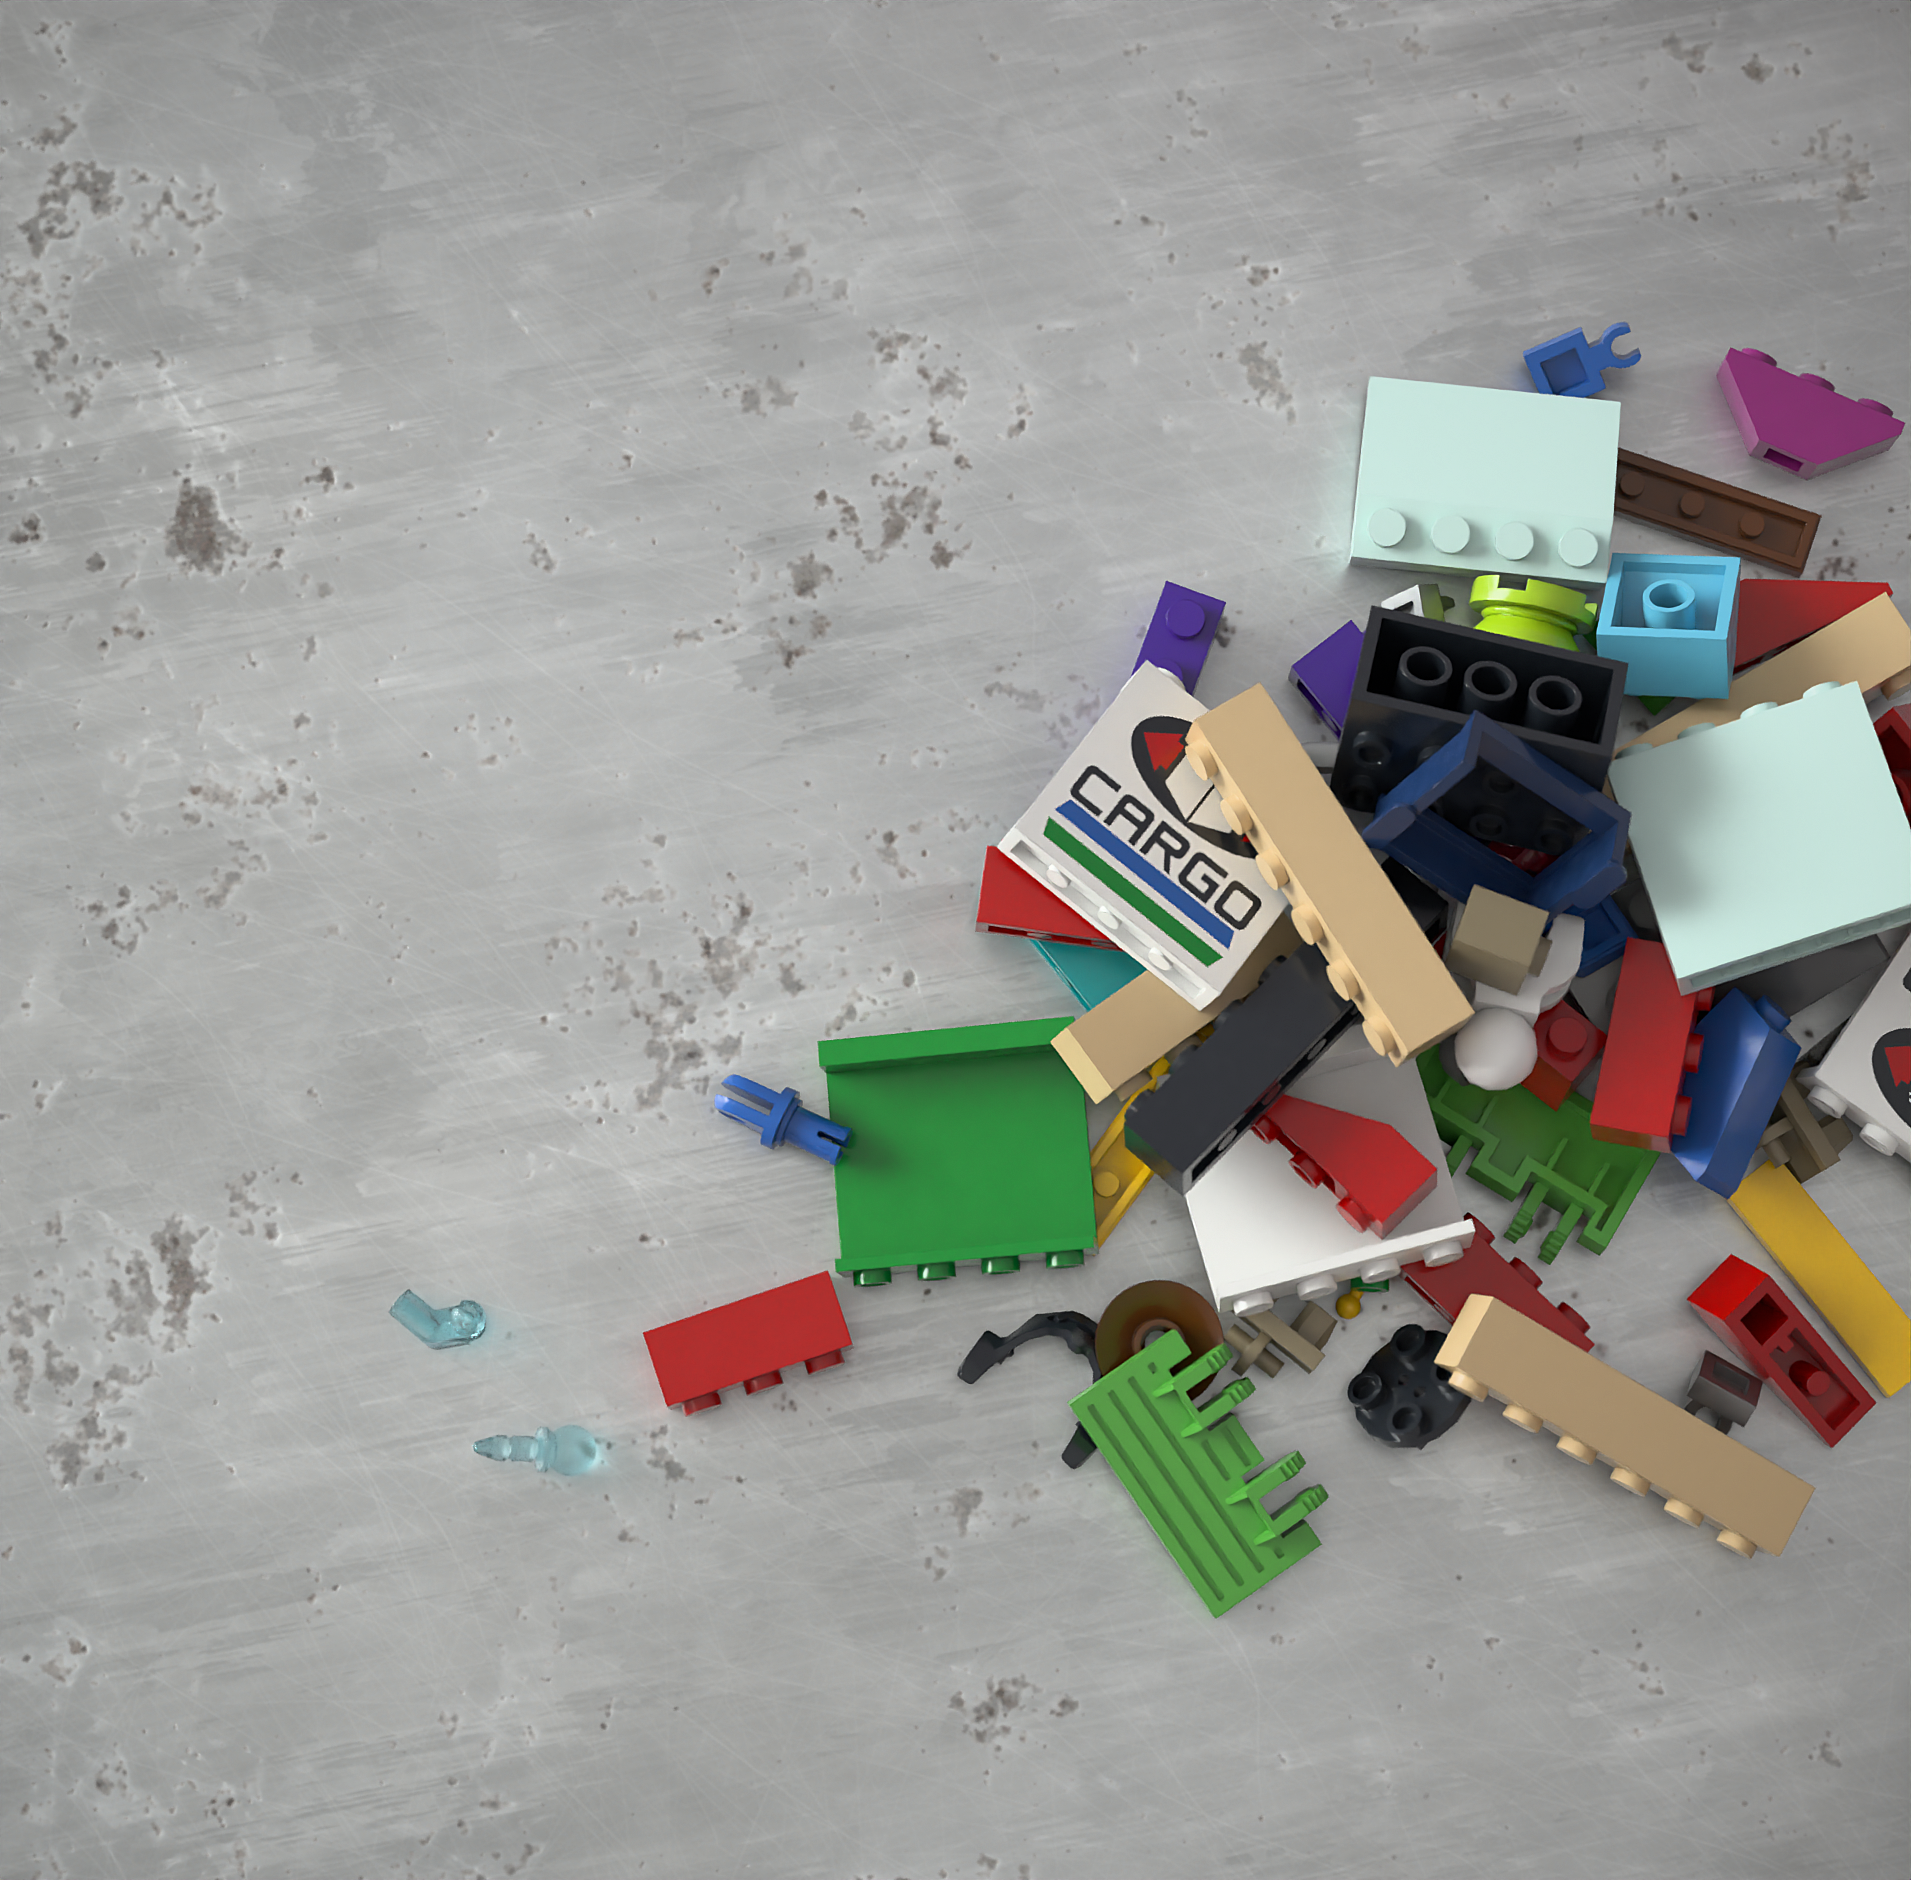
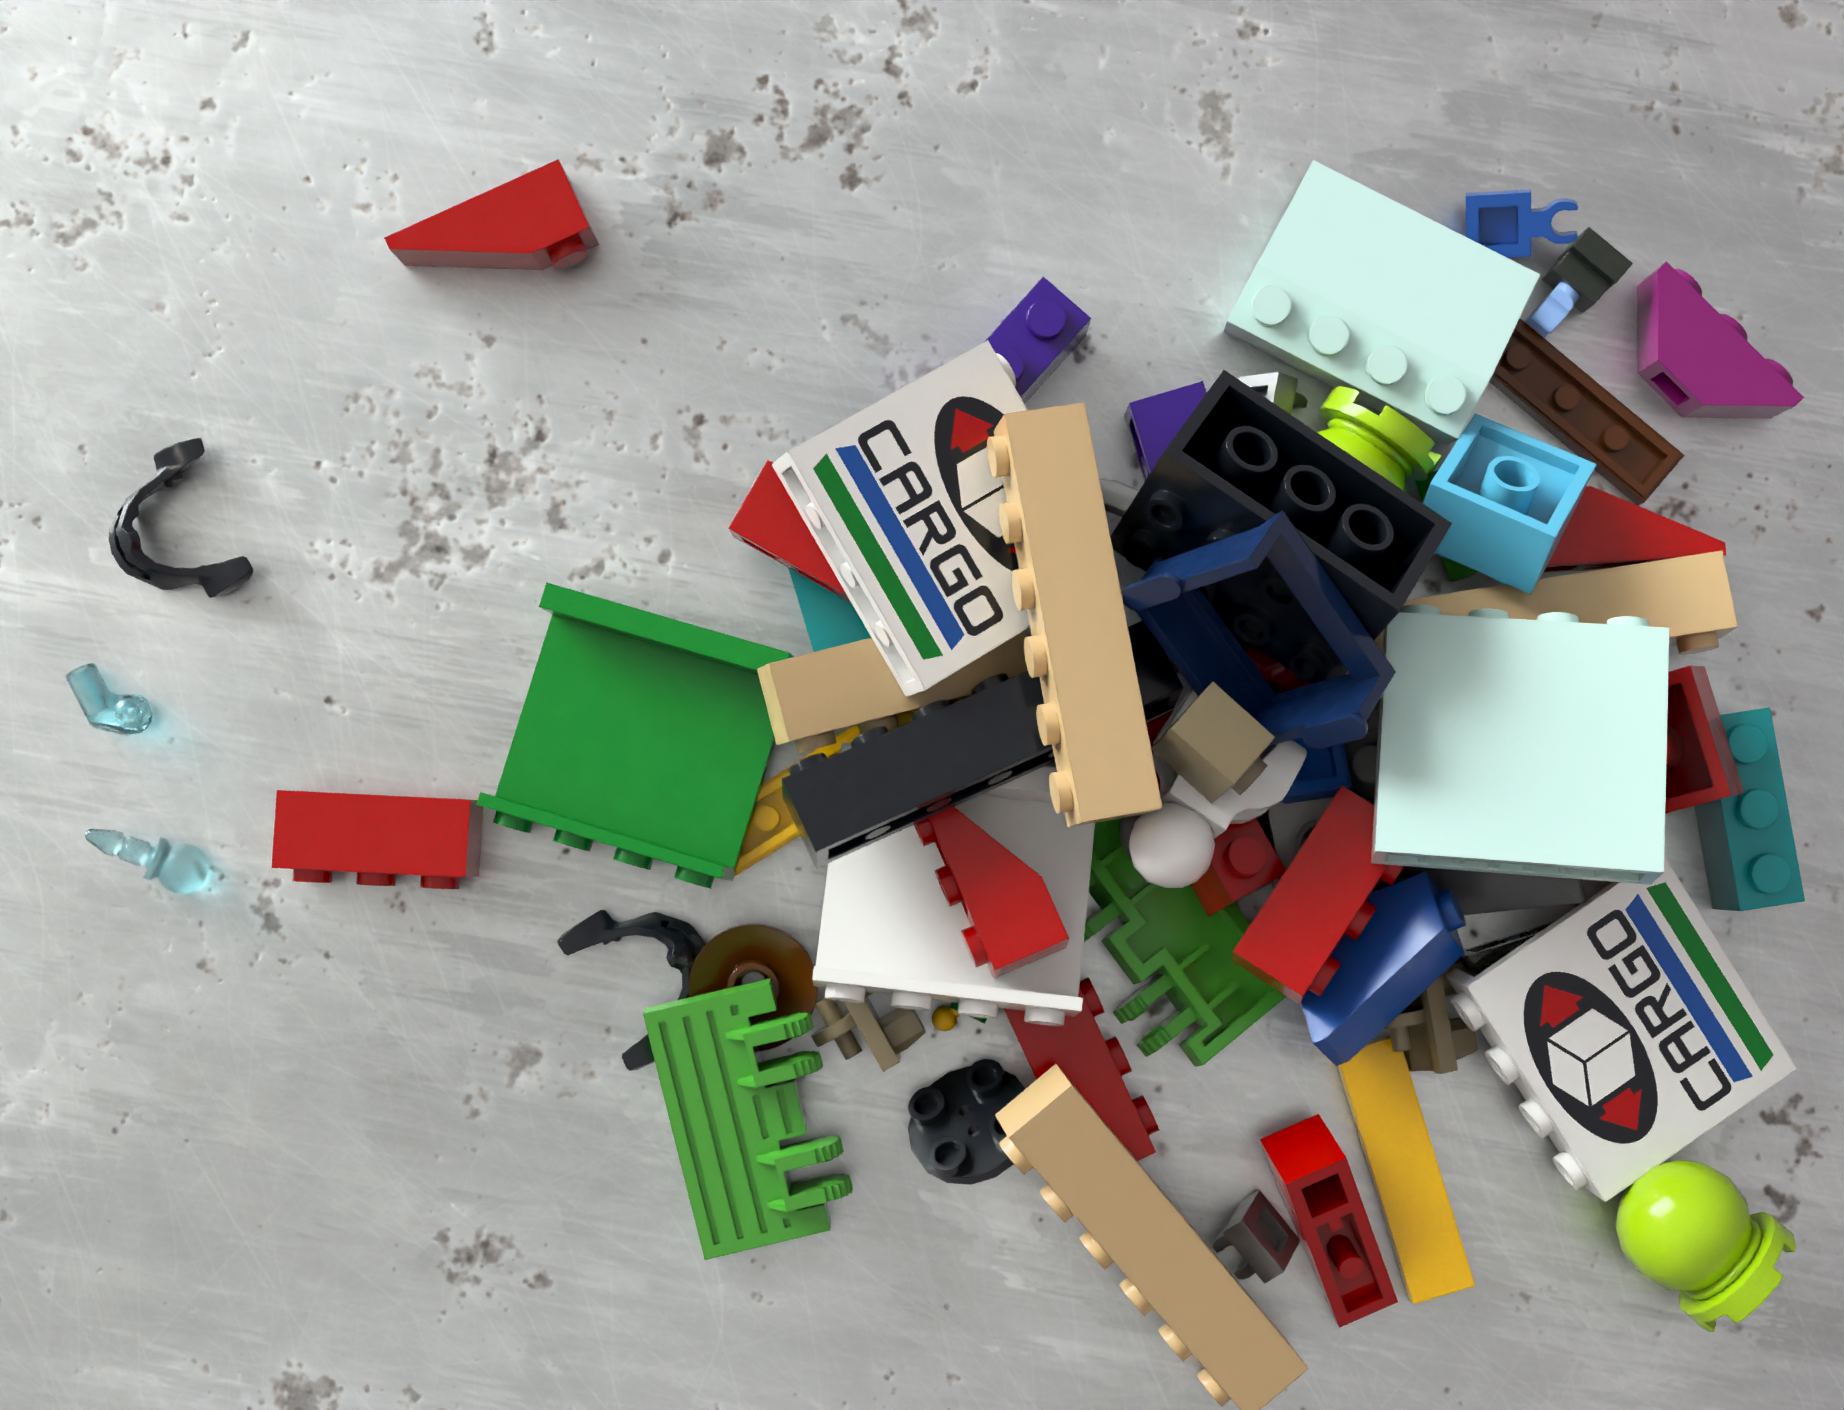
camera: 25 degrees right, 5 degrees up
(400, 1161) = (126, 544): none -> black helmet
(648, 724) = (513, 226): none -> red slope
(786, 1121) = (493, 644): blue arm -> none
(1660, 390) = (1578, 280): none -> pearl dark grey piece

